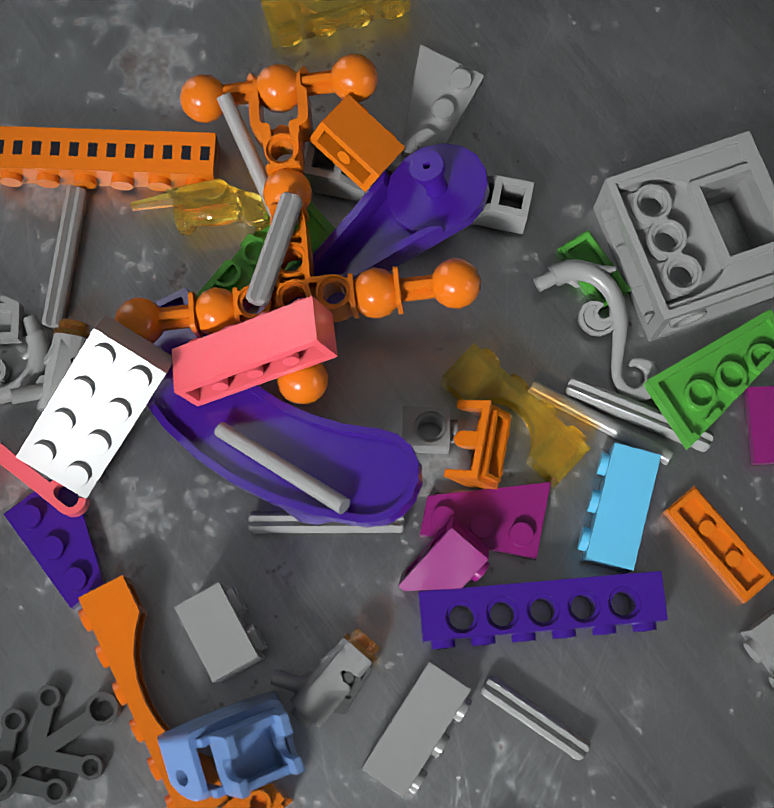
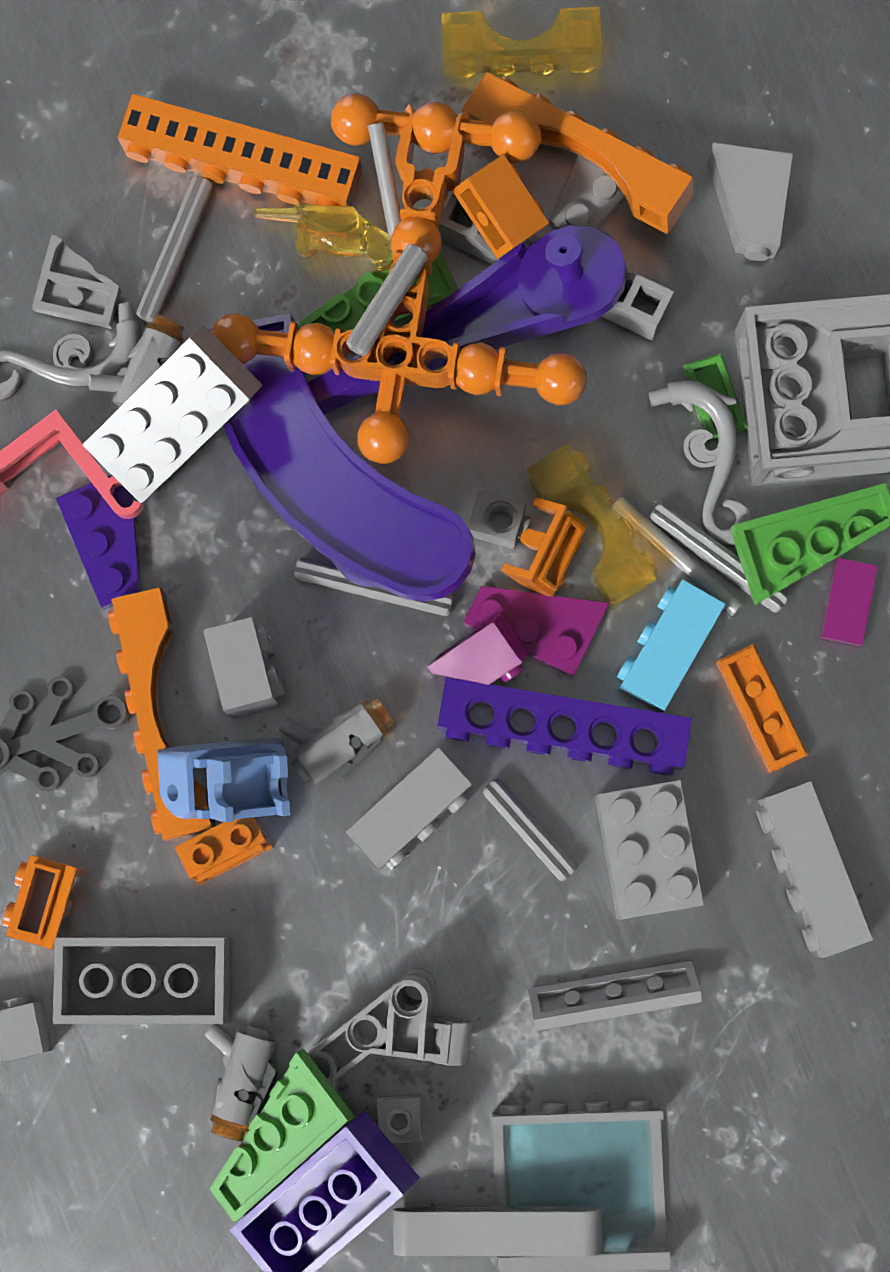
camera: 20 degrees right, 5 degrees up
(254, 351) = (341, 399): coral brick -> none
(282, 468) = (339, 520): light grey bar -> none
(486, 95) = (652, 188): none -> orange arch
(576, 86) = (751, 196): none -> light grey slope
(656, 710) = (648, 850): none -> light grey brick

